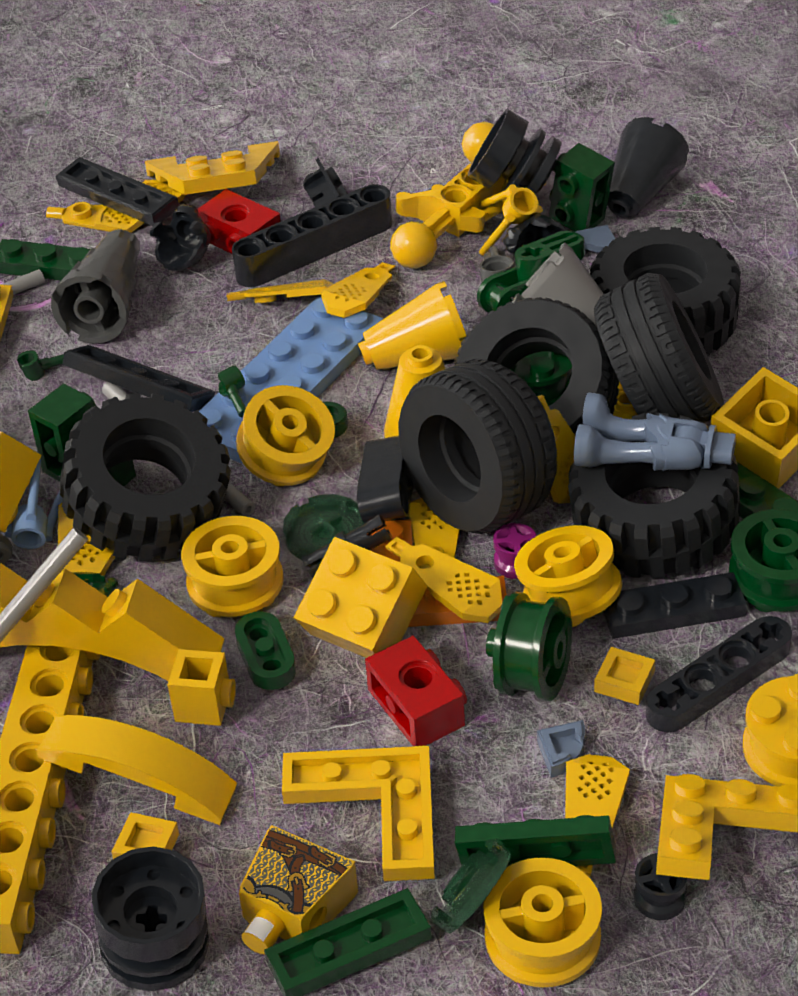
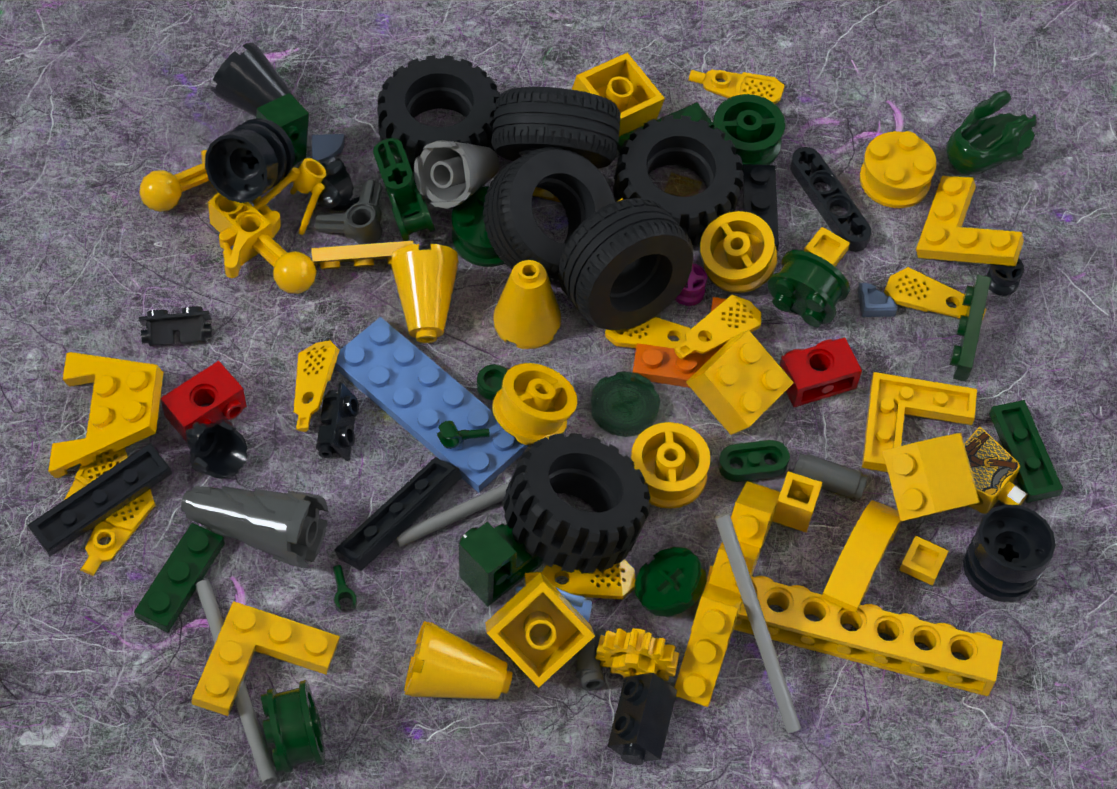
camera: 85 degrees left, 15 degrees up
(239, 317) = (340, 410): none -> black hinge
(246, 802) = (931, 477): none -> yellow slope
(258, 729) = (834, 476): none -> dark grey piece
(312, 235) = (245, 359): black beam -> none
(356, 291) = (341, 326): yellow piece -> none
(360, 536) = (667, 386): black pin -> none
(383, 481) = (599, 345): black beam -> none
(448, 269) = (362, 254): none -> yellow plate
(471, 885) = (1006, 366): clear green tile -> none
(543, 922) = (1031, 337): yellow wheel -> none
(667, 445) = (673, 144): sand blue piece -> none

